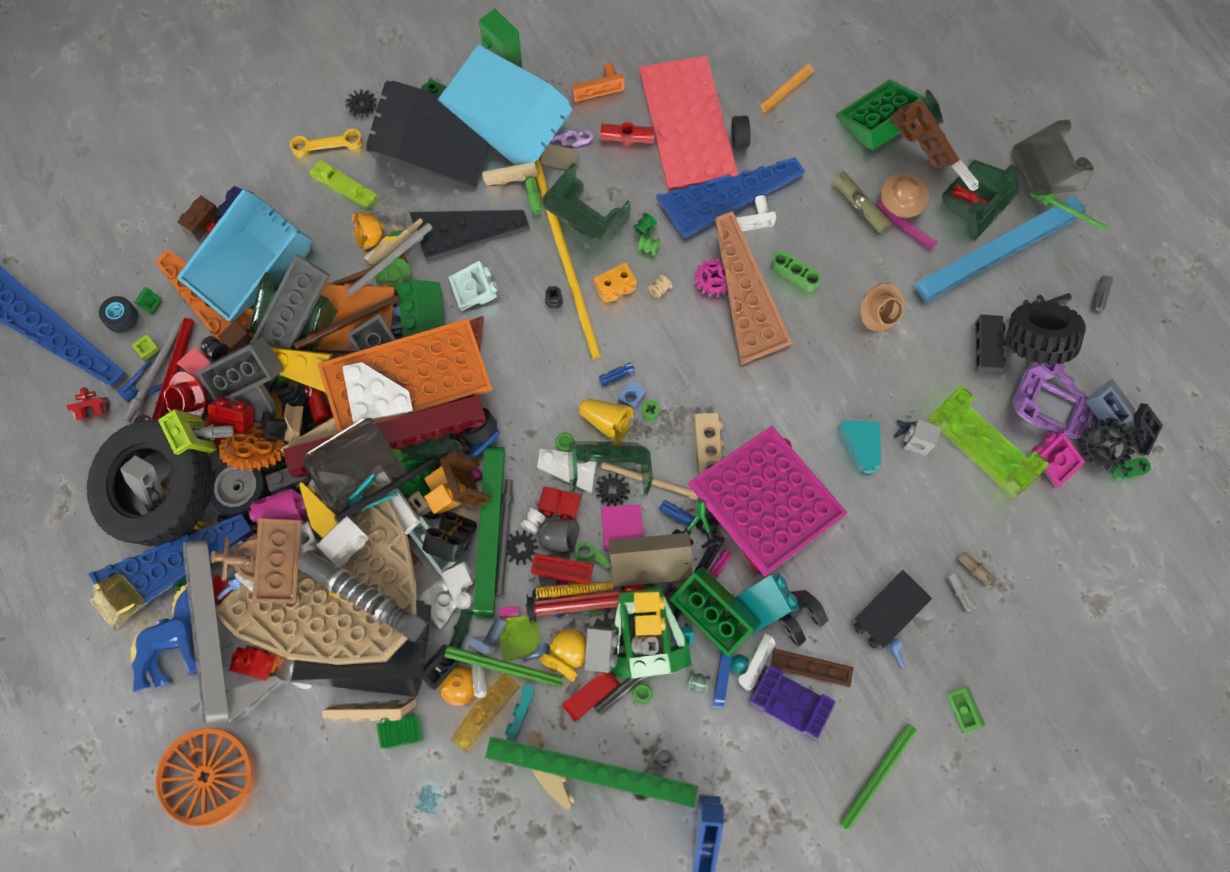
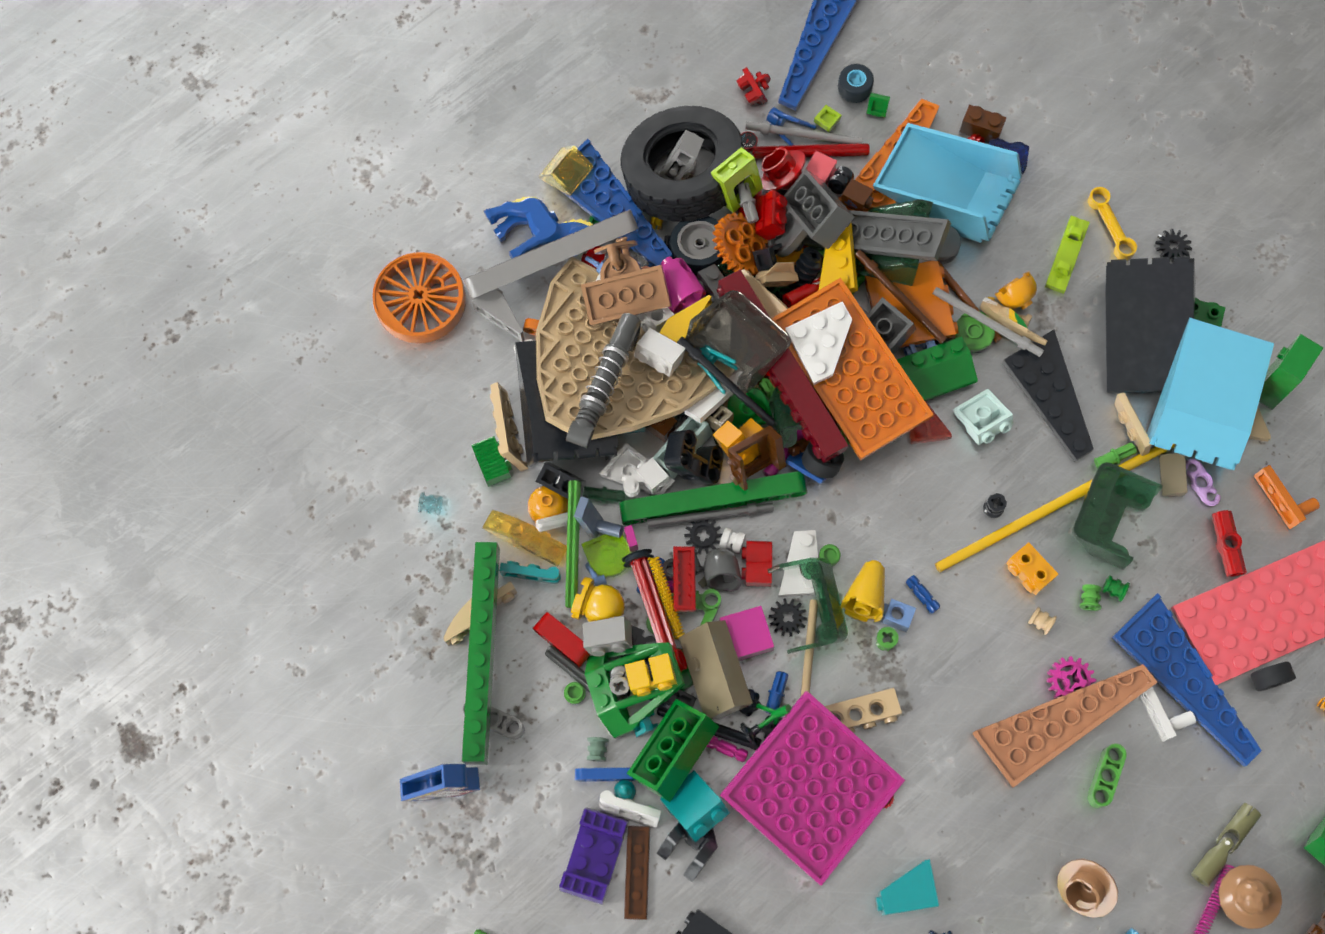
camera: 85 degrees right, 0 degrees up
(252, 662) = (529, 305): red brick -> none

